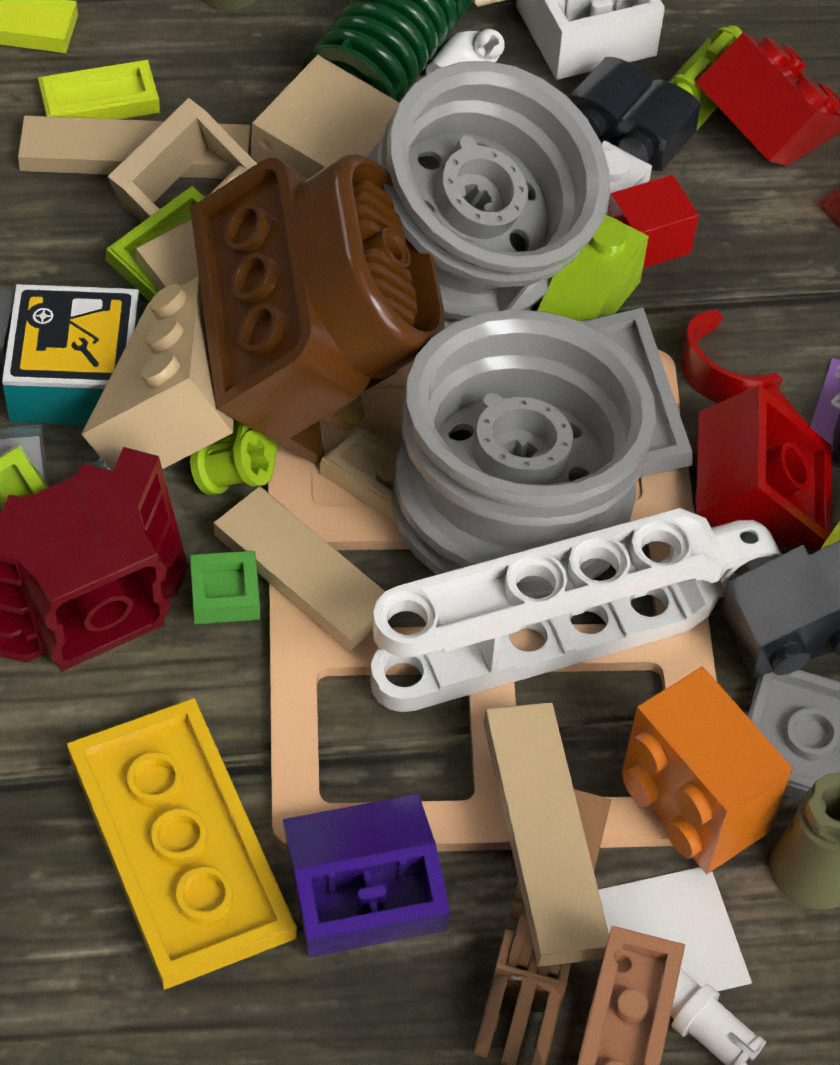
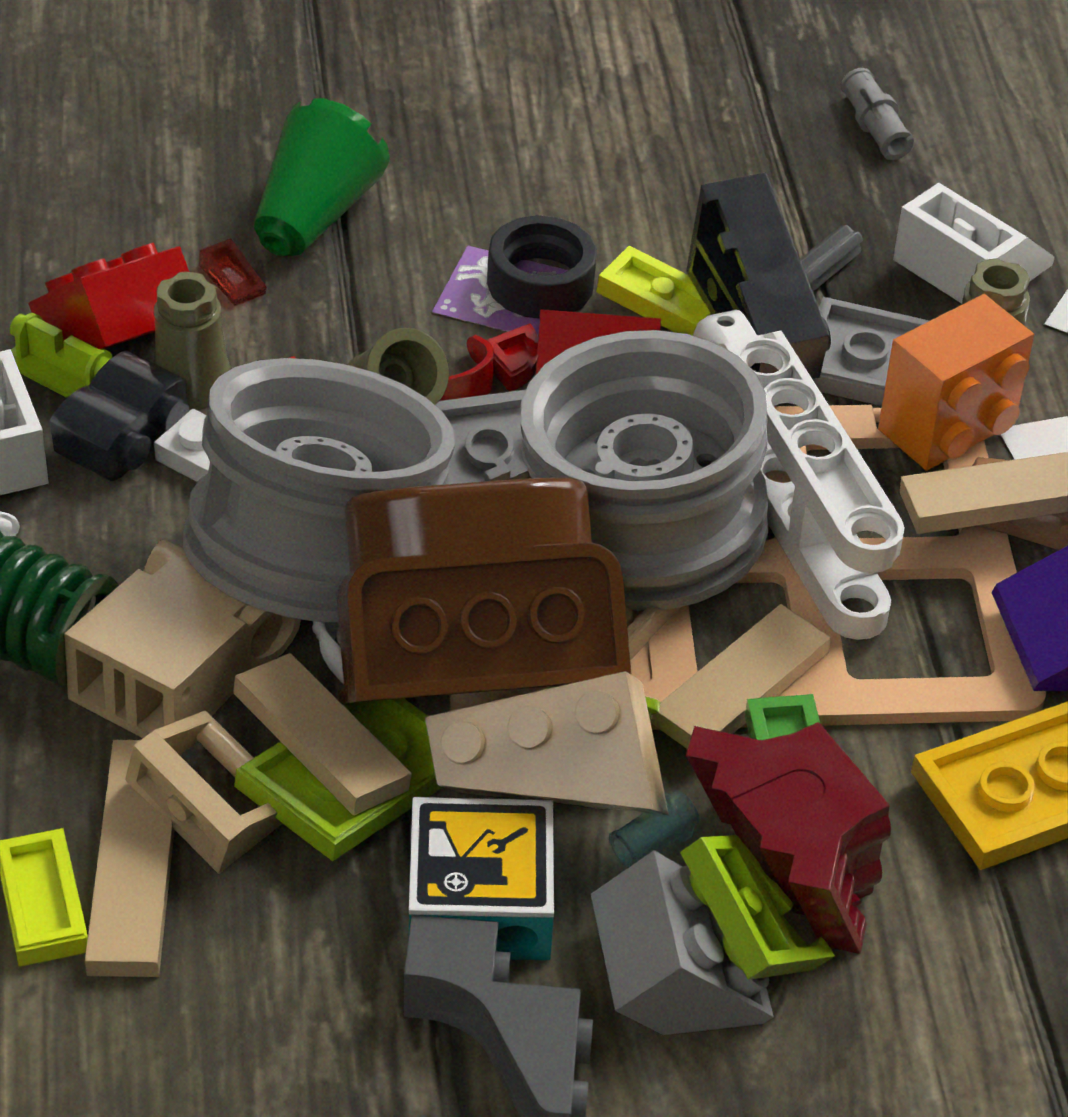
camera: 90 degrees left, 10 degrees down
(659, 276) = (409, 359): none -> olive plant
(716, 146) = (190, 334): none -> olive plant

